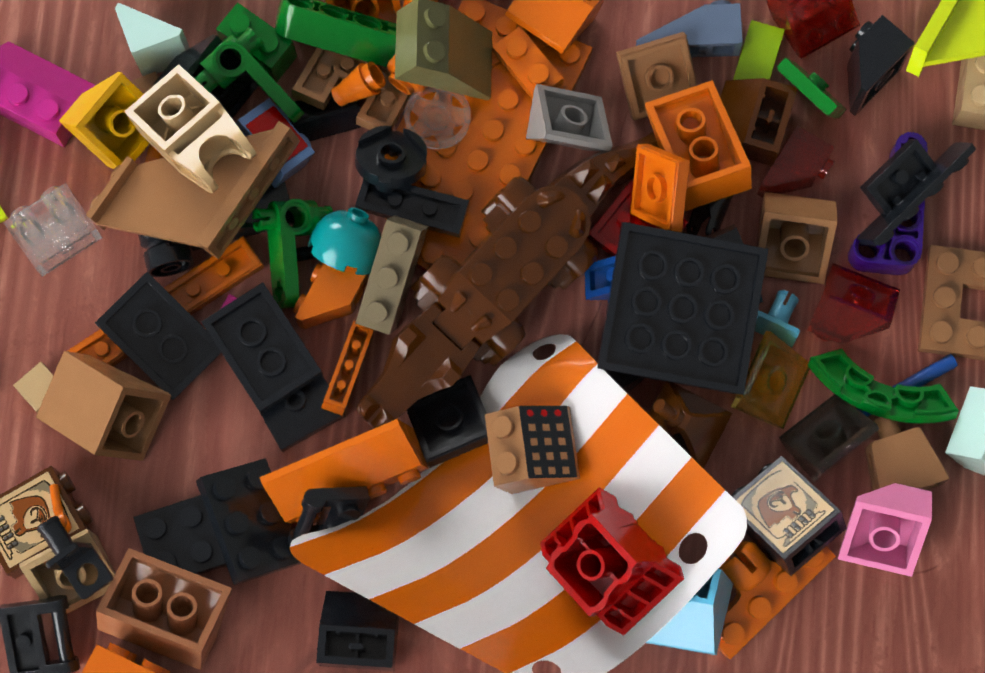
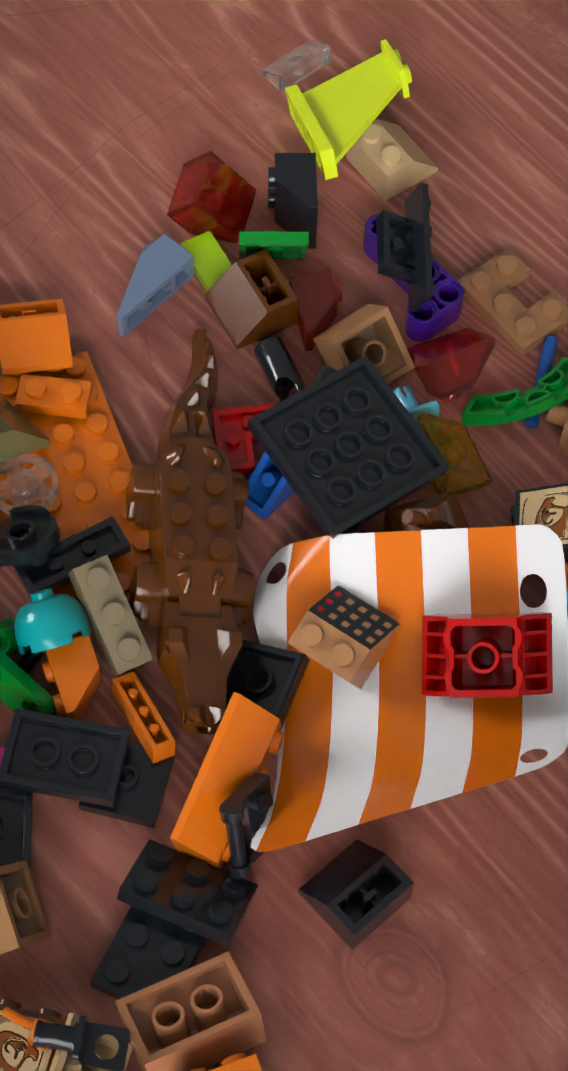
camera: 50 degrees left, 15 degrees down
(568, 119) = (126, 407): light grey slope -> none
(655, 71) = (156, 326): medium nougat plate -> none
(659, 187) = (244, 382): orange plate -> none
(699, 130) = (241, 338): orange slope -> none
(828, 436) = (529, 453): clear smoke slope -> none

